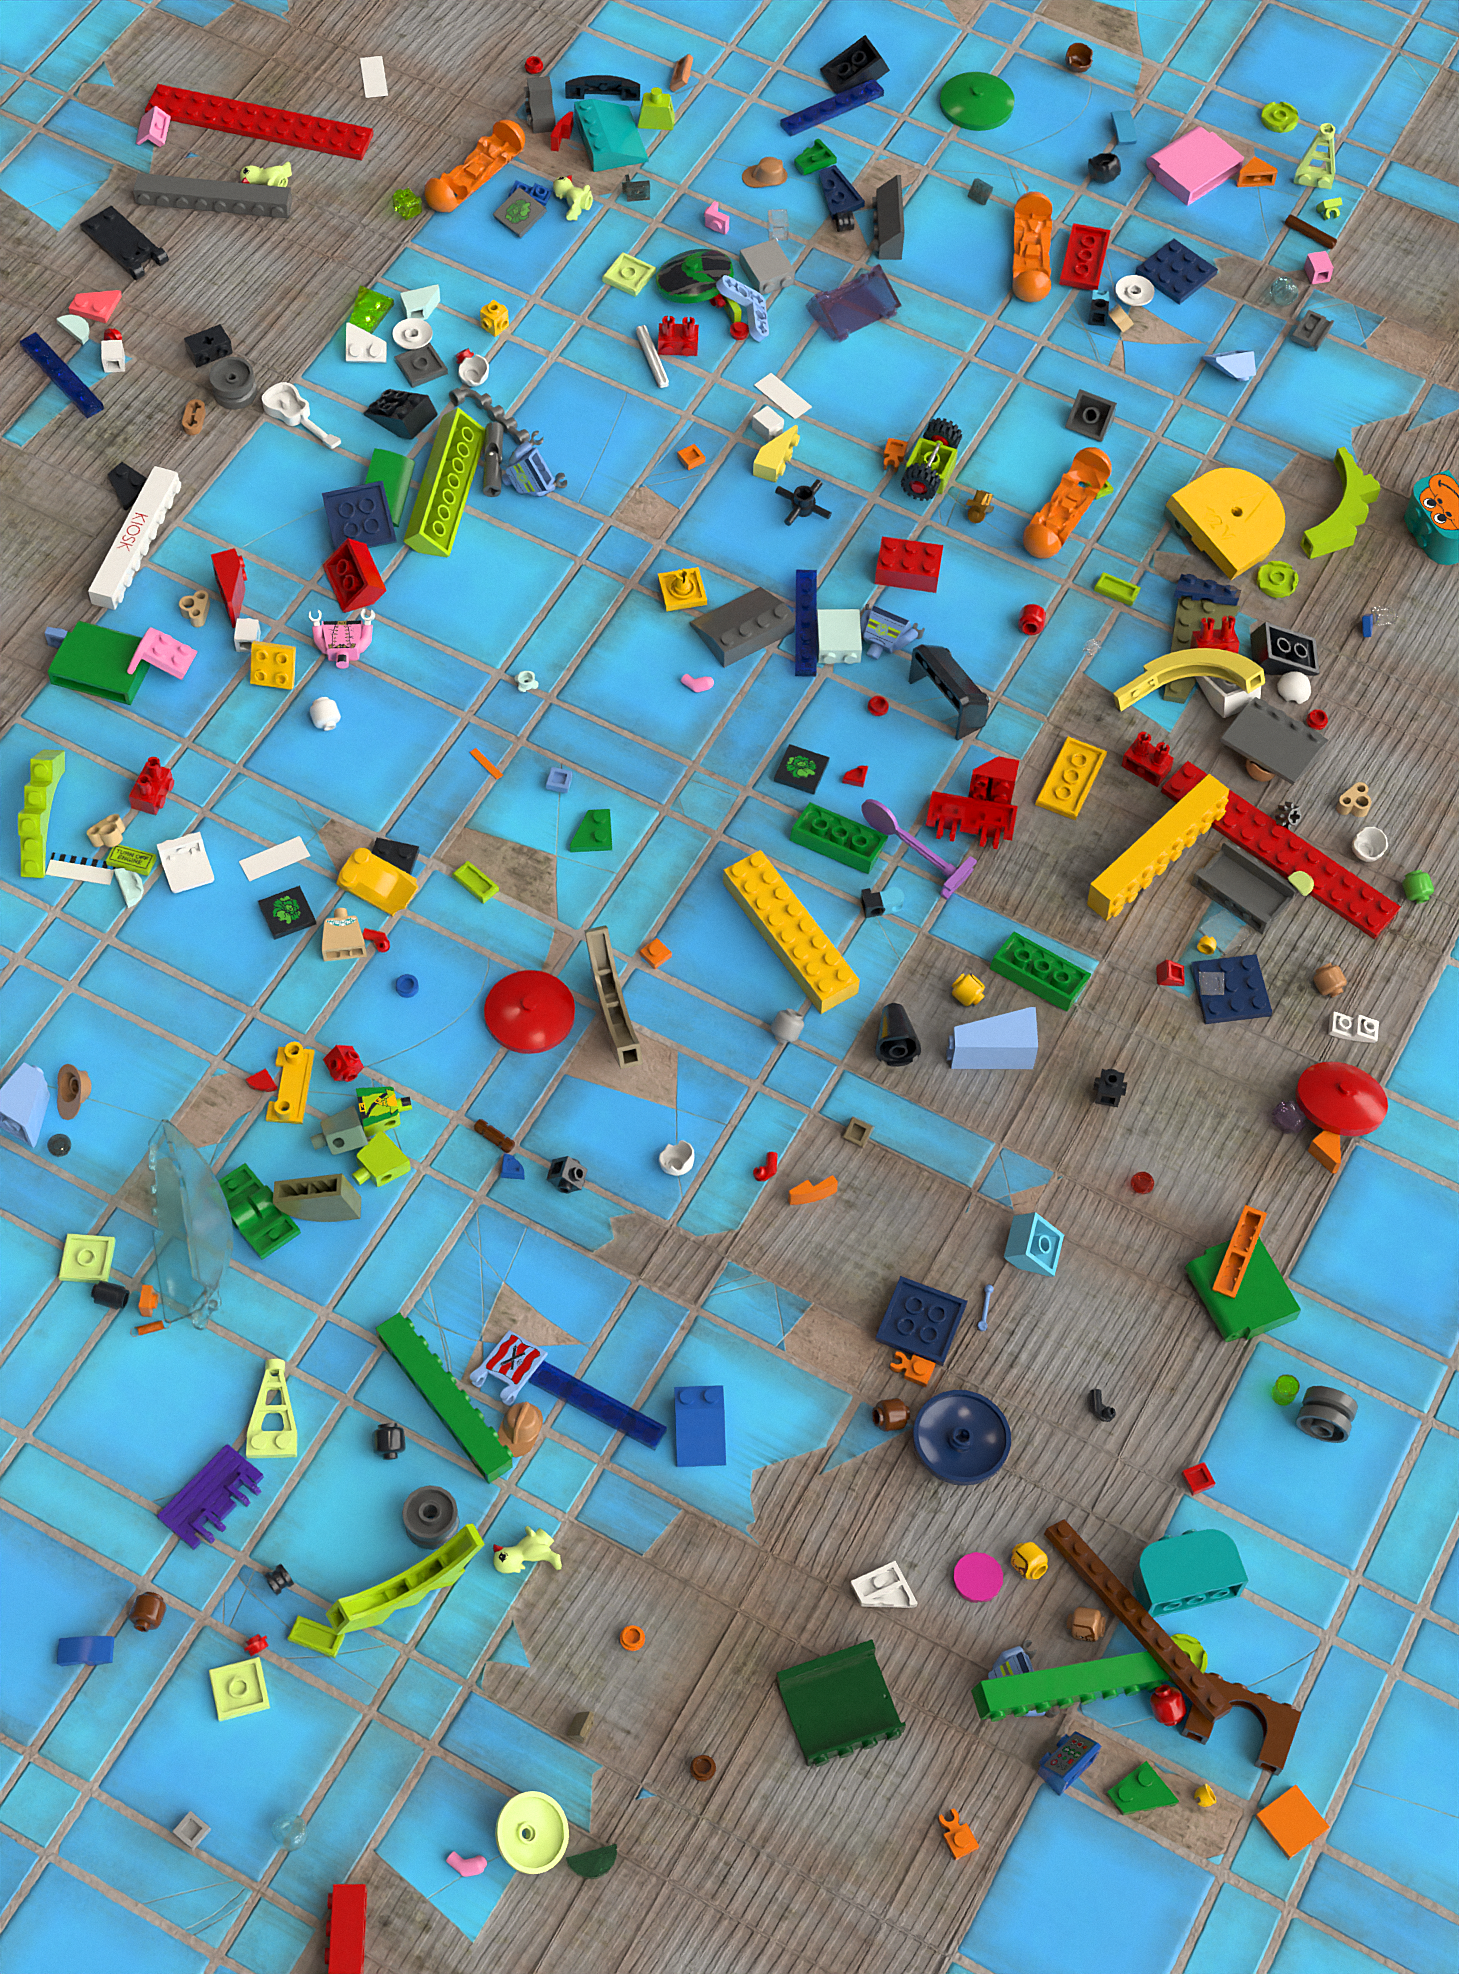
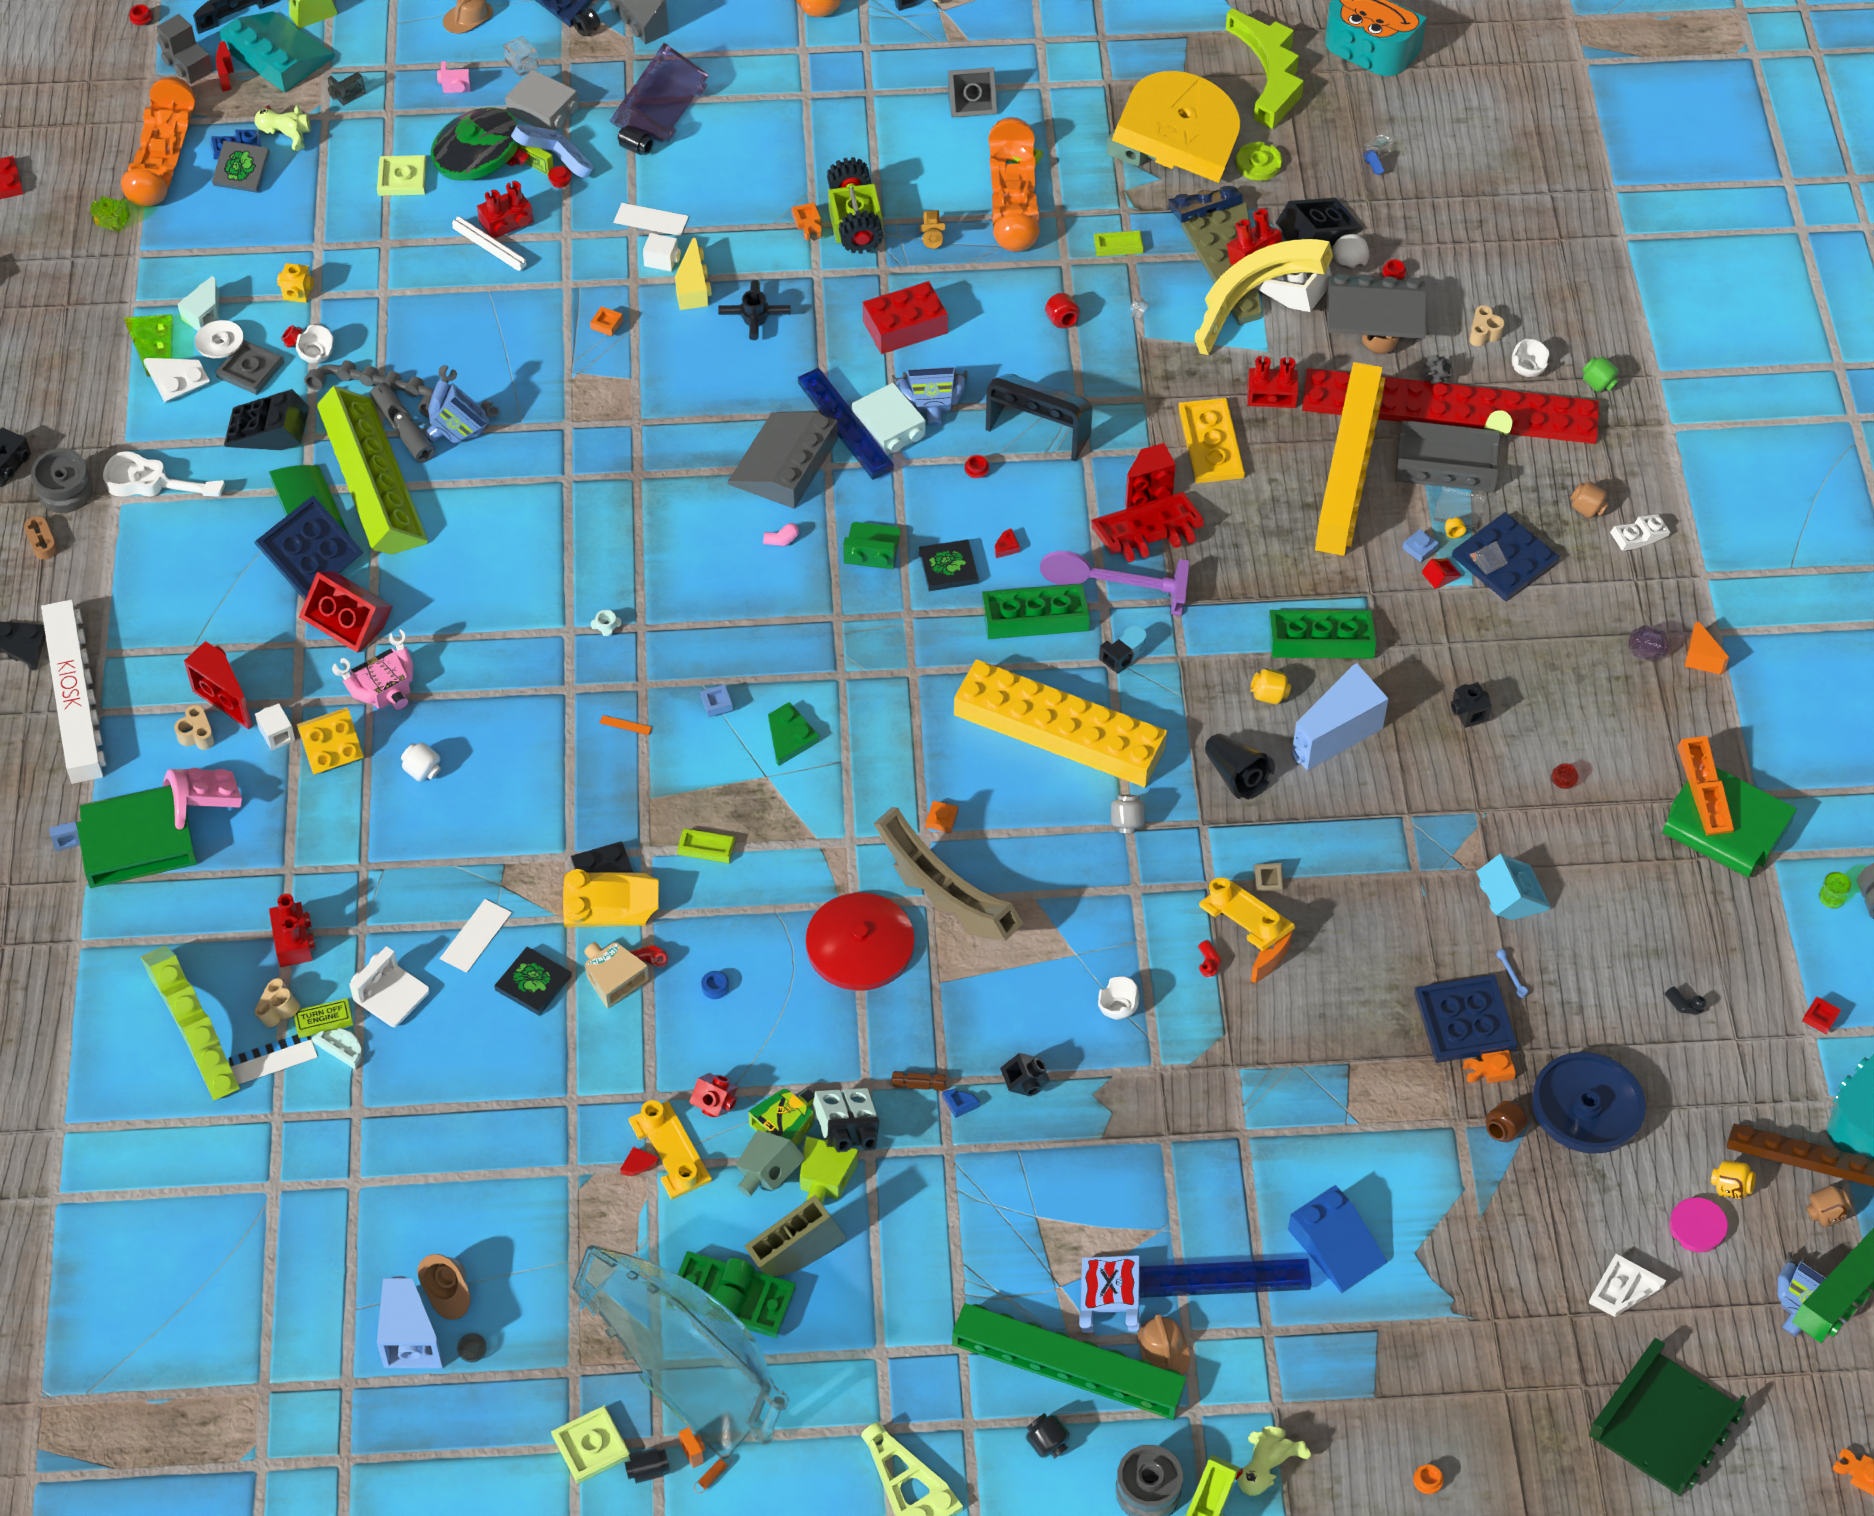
camera: 30 degrees left, 5 degrees down
(415, 1141) = (847, 1121): none -> hips
(682, 589) = (696, 453): yellow plate -> none
(755, 724) = (871, 545): none -> green bracket
(813, 329) = (635, 140): none -> black brick
(819, 1148) = (1248, 911): none -> yellow brick
(1170, 945) = (1420, 545): none -> medium blue plate
(1341, 1098) = (1683, 600): red dish -> none

